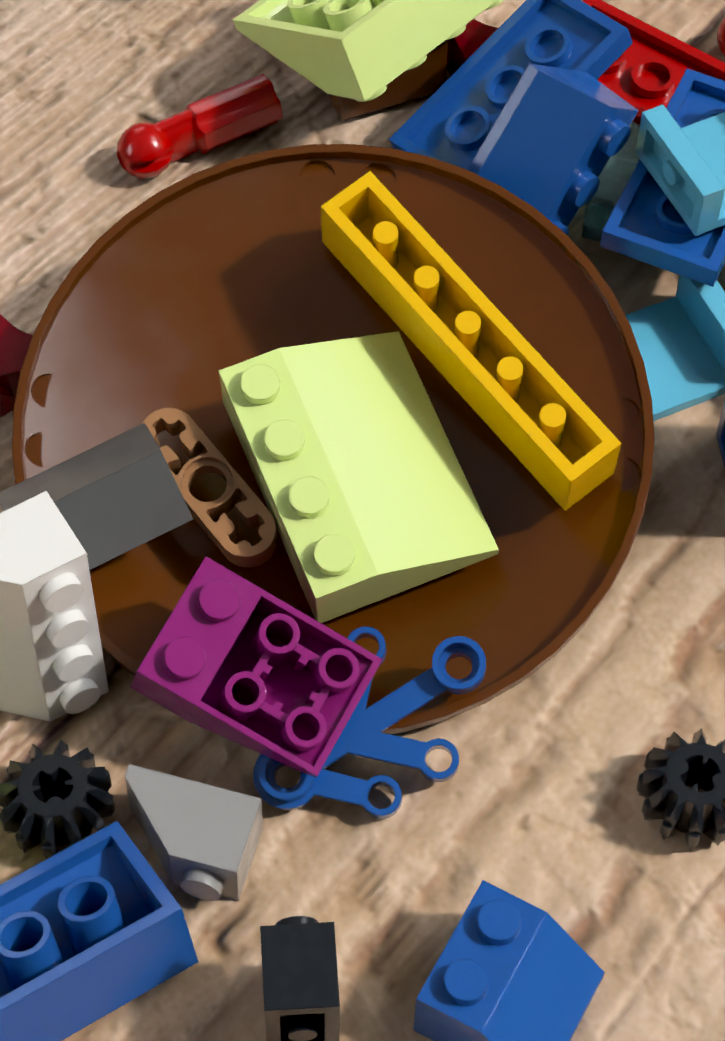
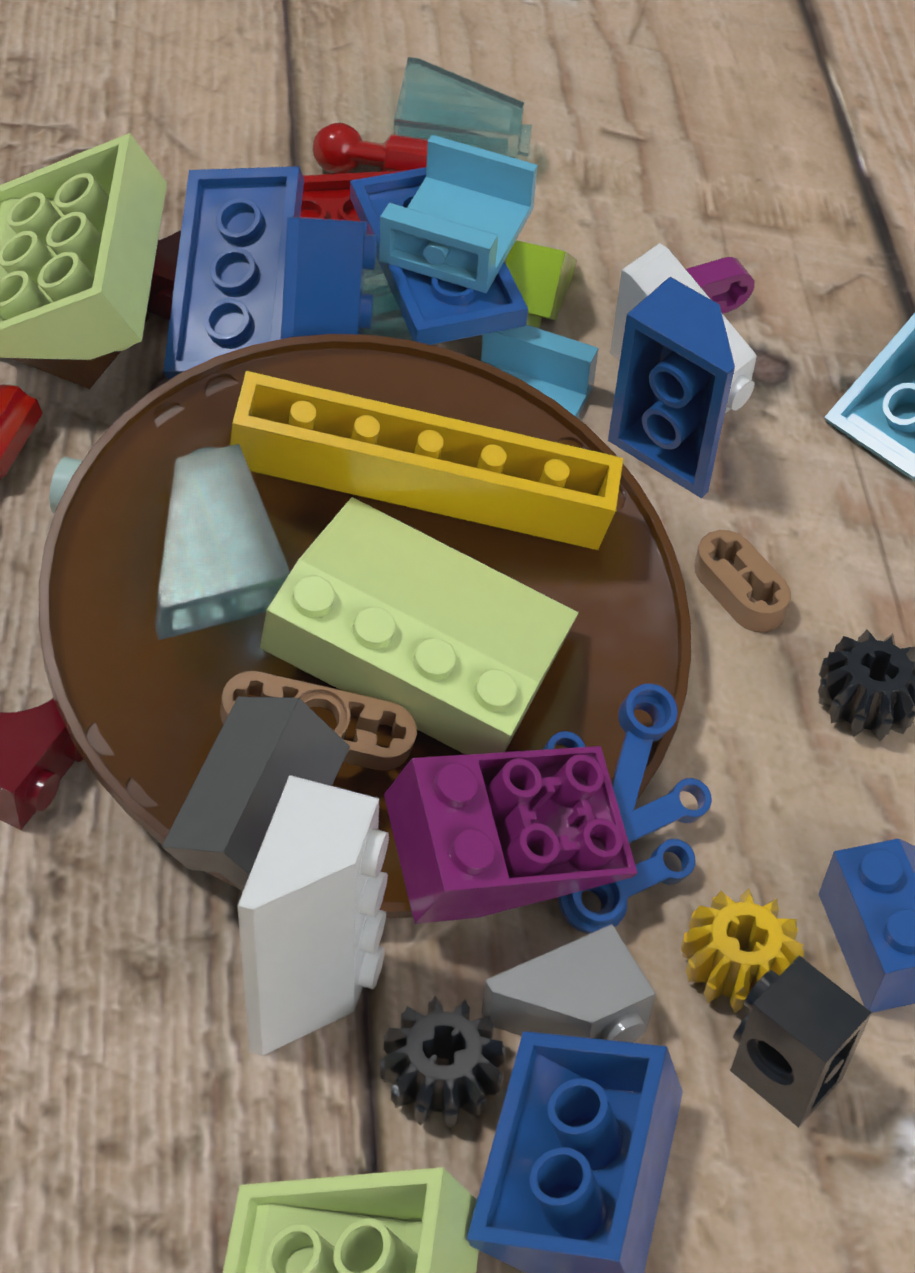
camera: 45 degrees left, 5 degrees down
(244, 293) = (217, 546): none -> clear light blue slope
(356, 877) = (736, 945): none -> yellow gear
(677, 625) = (746, 578): none -> medium nougat beam

